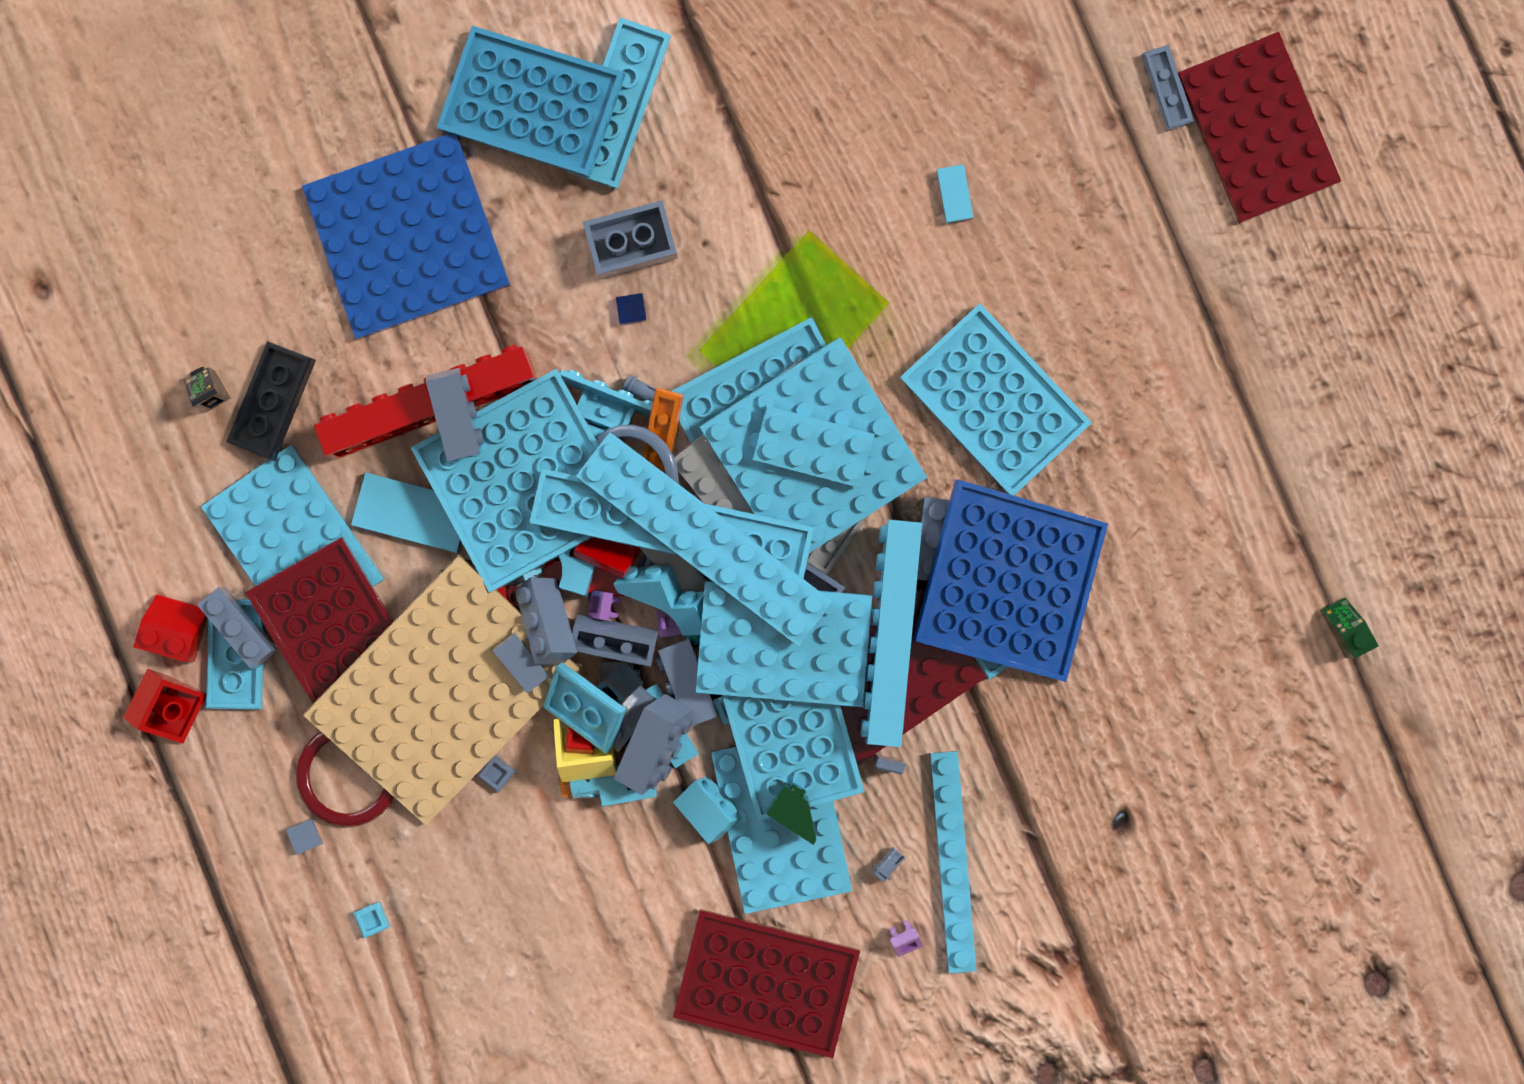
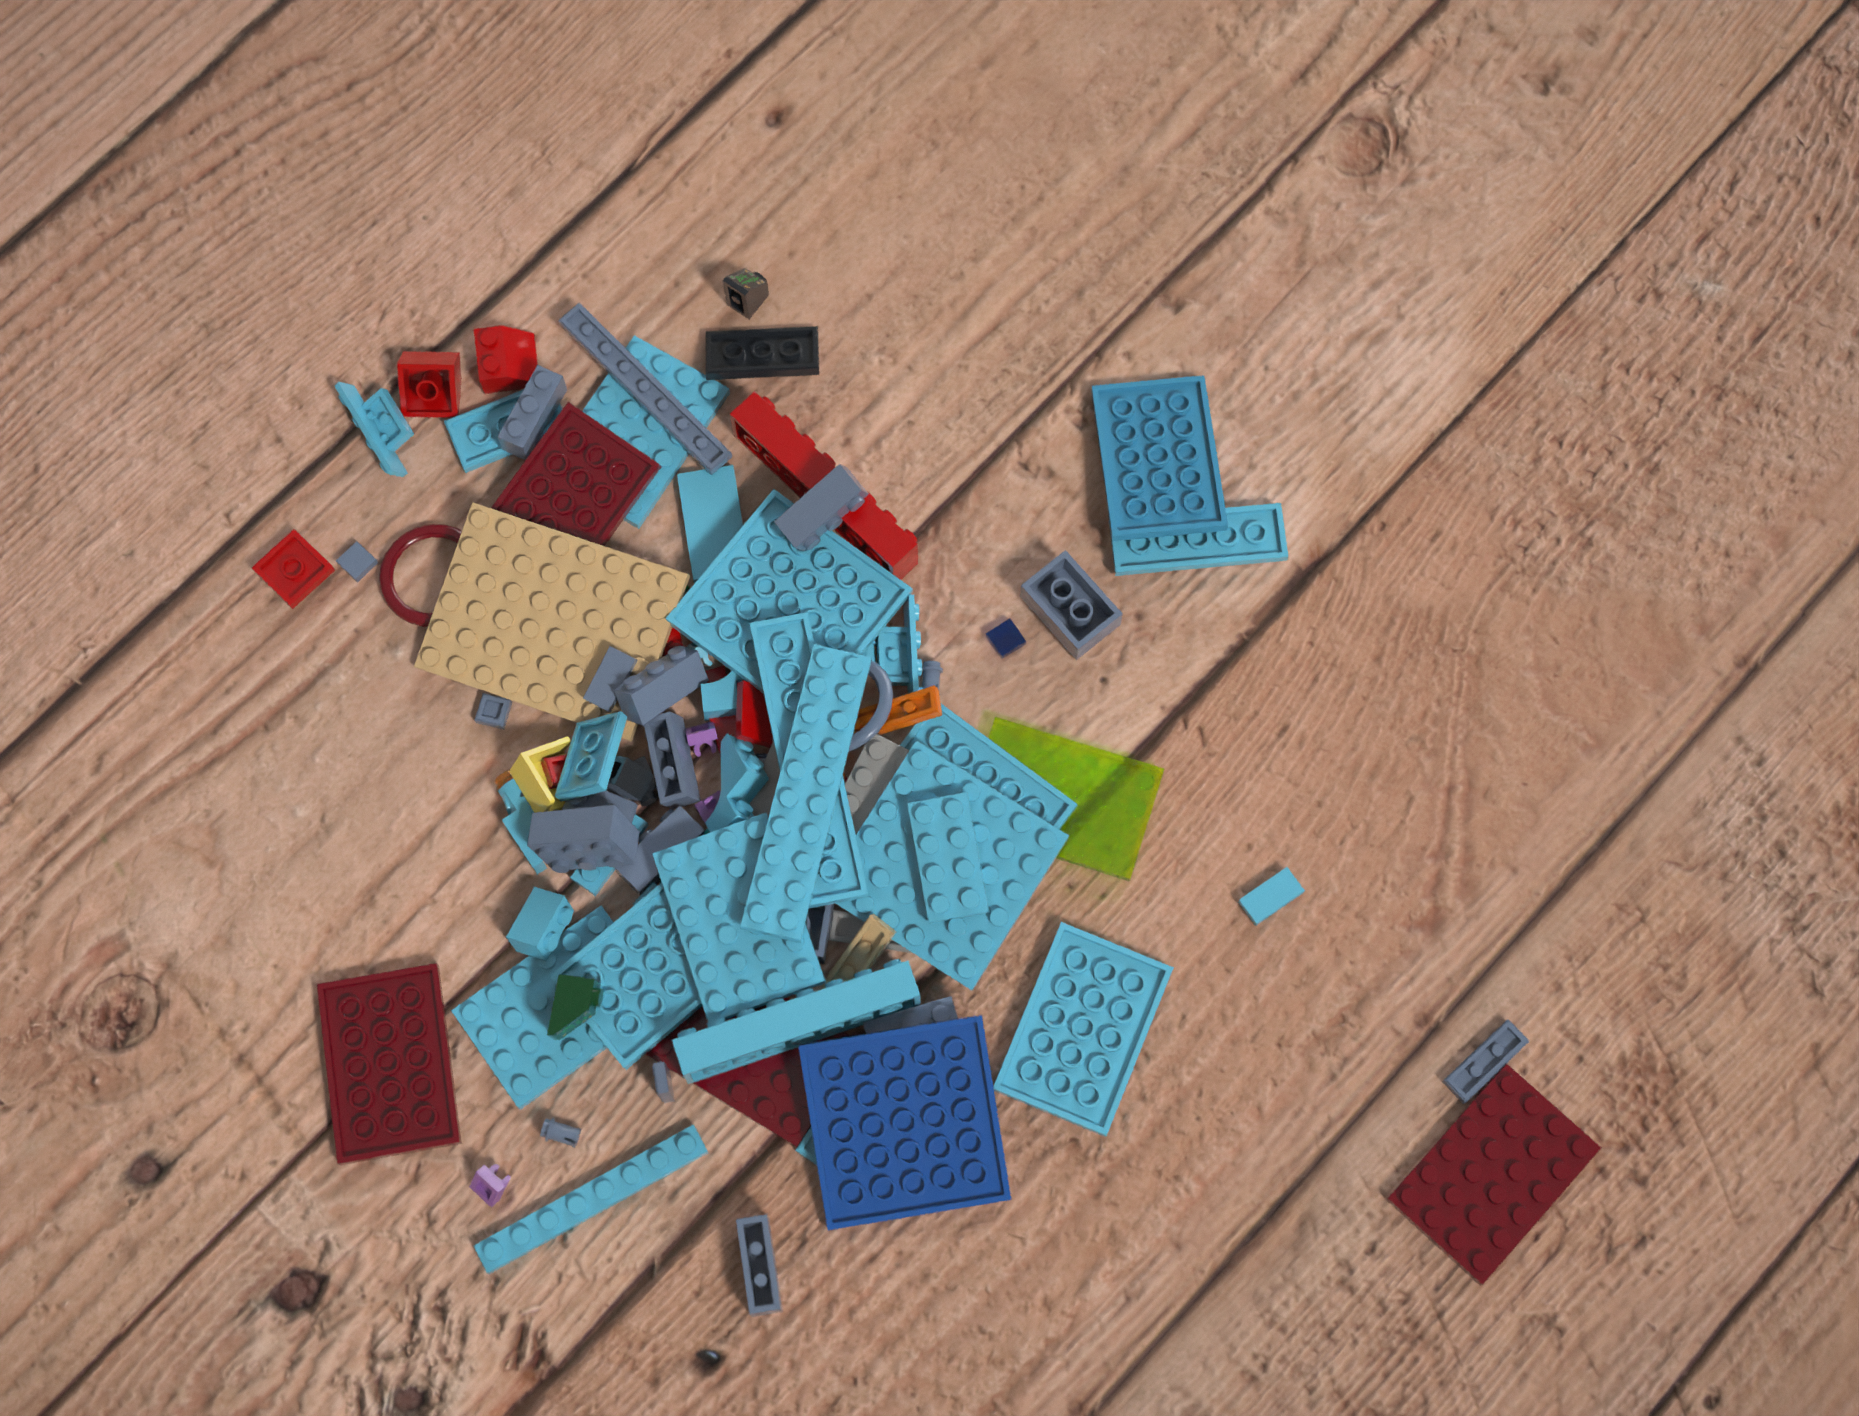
camera: 65 degrees right, 15 degrees down
(183, 765) = (380, 423): none -> medium azure bracket
(258, 519) = (645, 389): none -> sand blue tile
(286, 894) = (293, 569): none -> red plate
(371, 919) = (300, 658): medium azure tile -> none
(406, 235) = (976, 406): blue plate -> none
(855, 556) = (862, 950): none -> tan tile
(1072, 749) = (759, 1265): none -> sand blue brick

